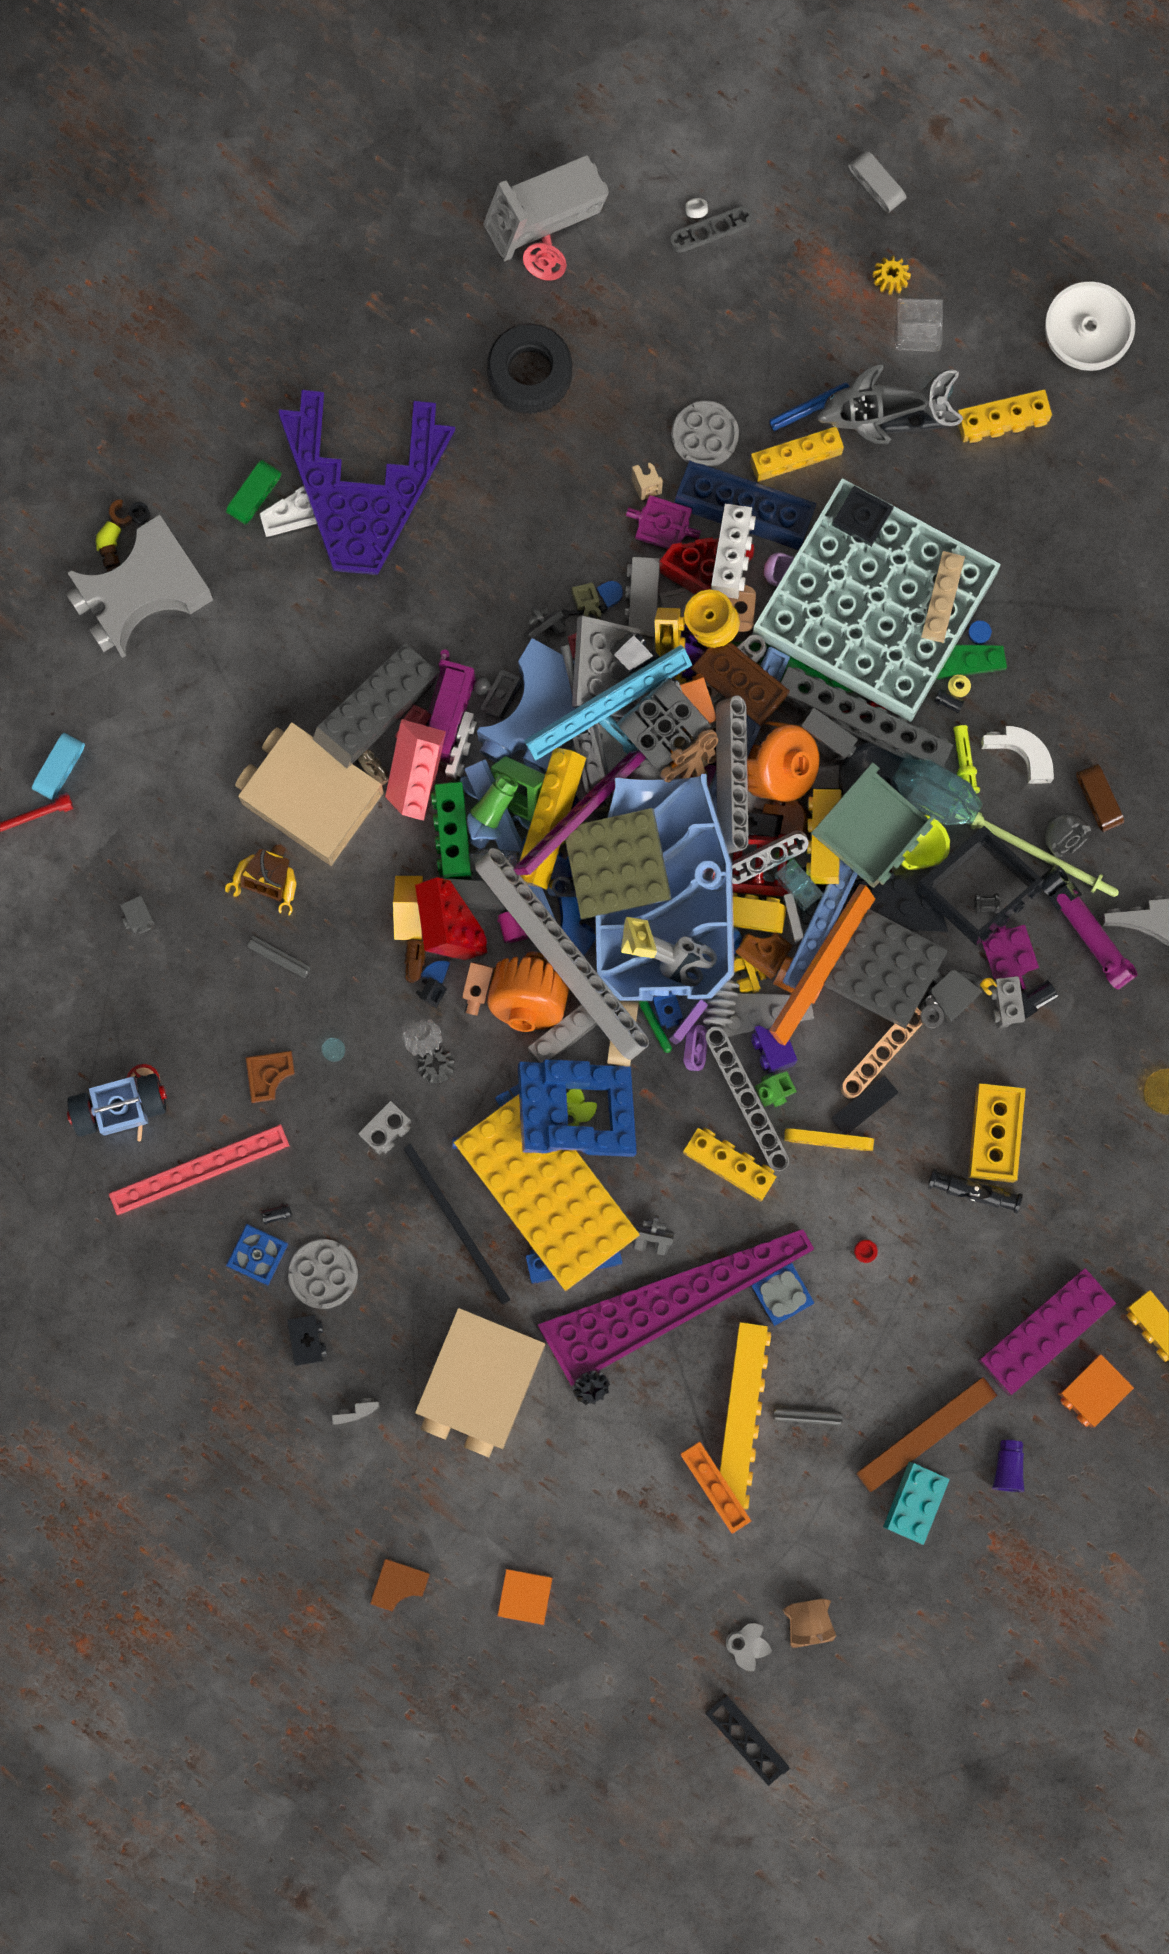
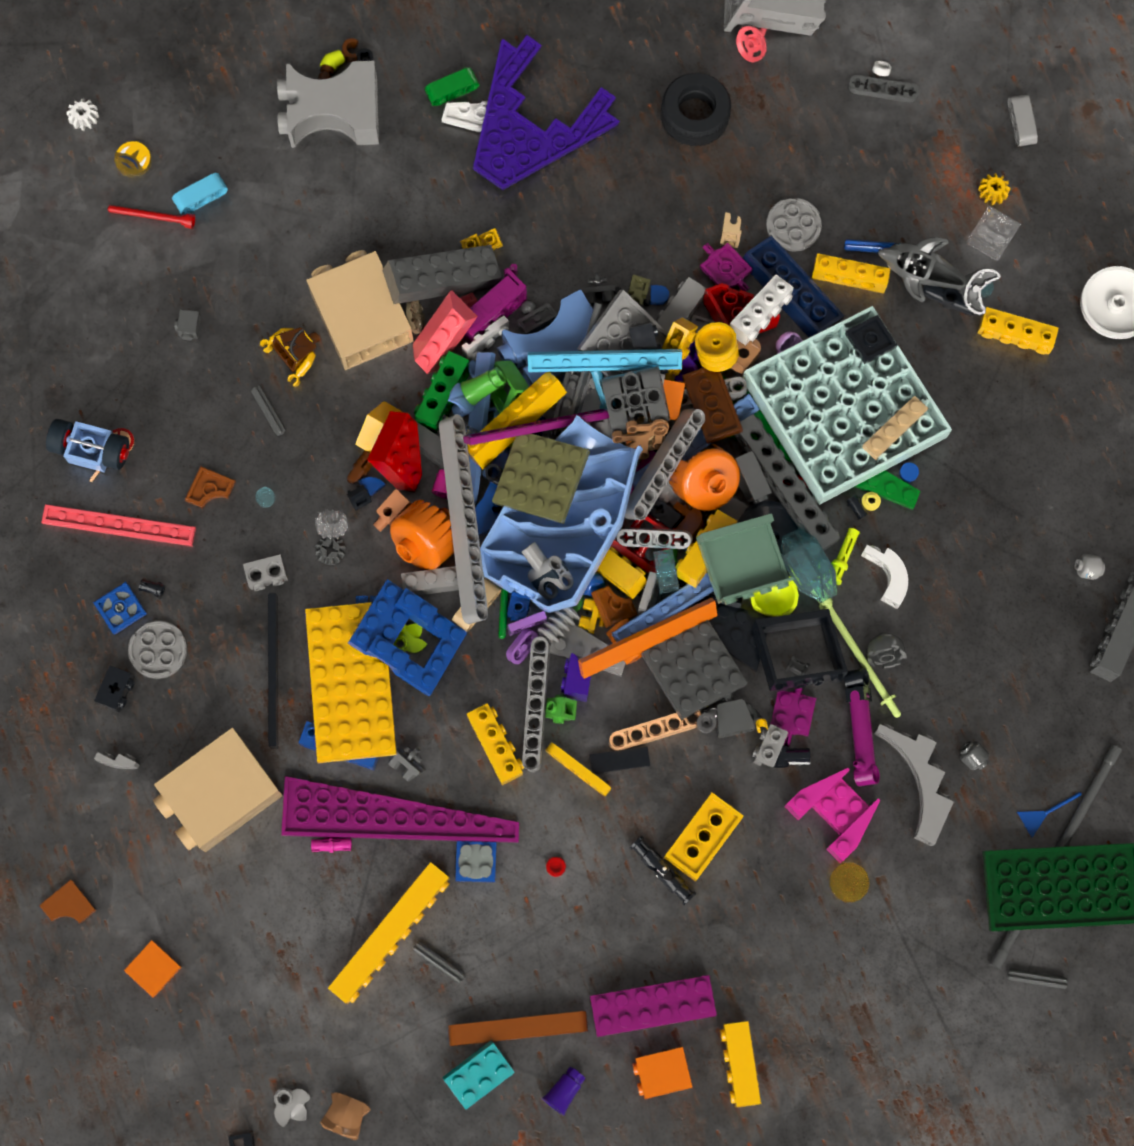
camera: 30 degrees right, 5 degrees down
(391, 642) = (488, 238): none -> yellow slope
(583, 1383) = (289, 839): black gear -> none
(627, 1365) = (331, 845): none -> dark pink pin
(638, 938) = (522, 537): light yellow slope -> none
(715, 1487) = (337, 972): orange piece -> none
(1100, 797) = (927, 639): reddish brown beam -> none
(1115, 1023) = (839, 808): none -> dark pink wedge

